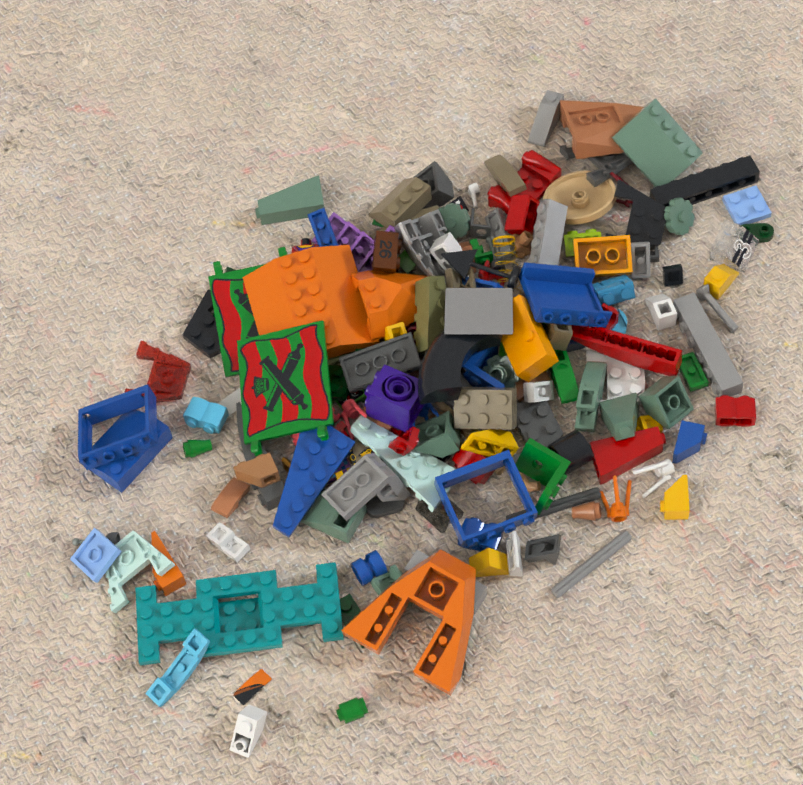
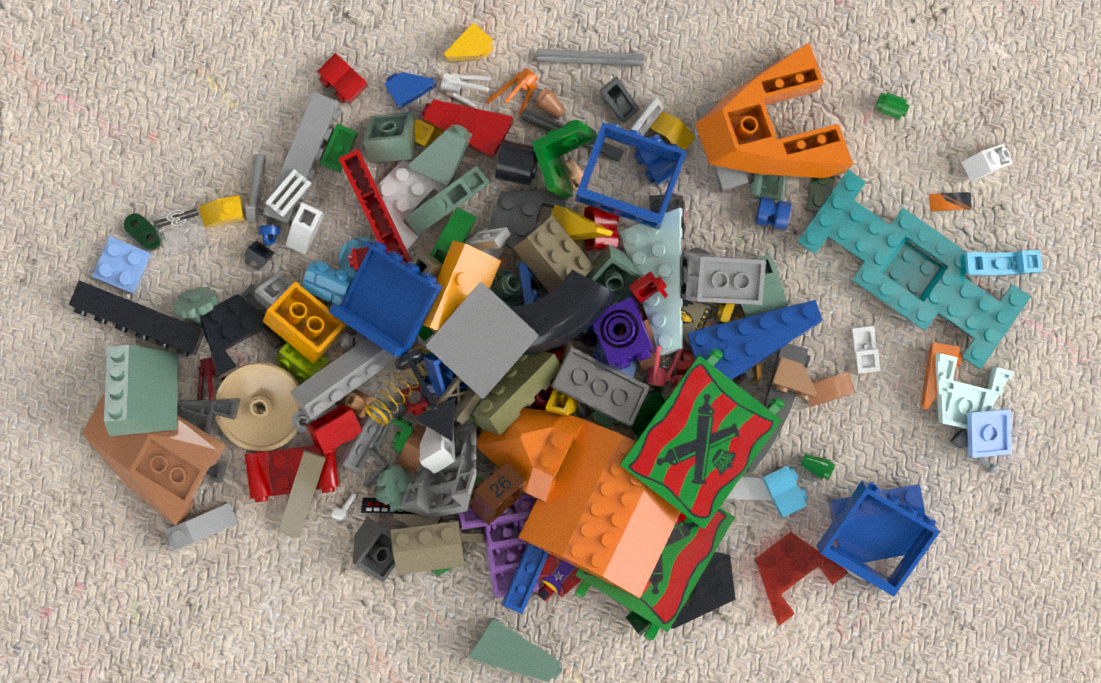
camera: 145 degrees left, 25 degrees up
(681, 290) = (266, 230): none -> blue tile
(689, 300) = (281, 188): none -> white tile

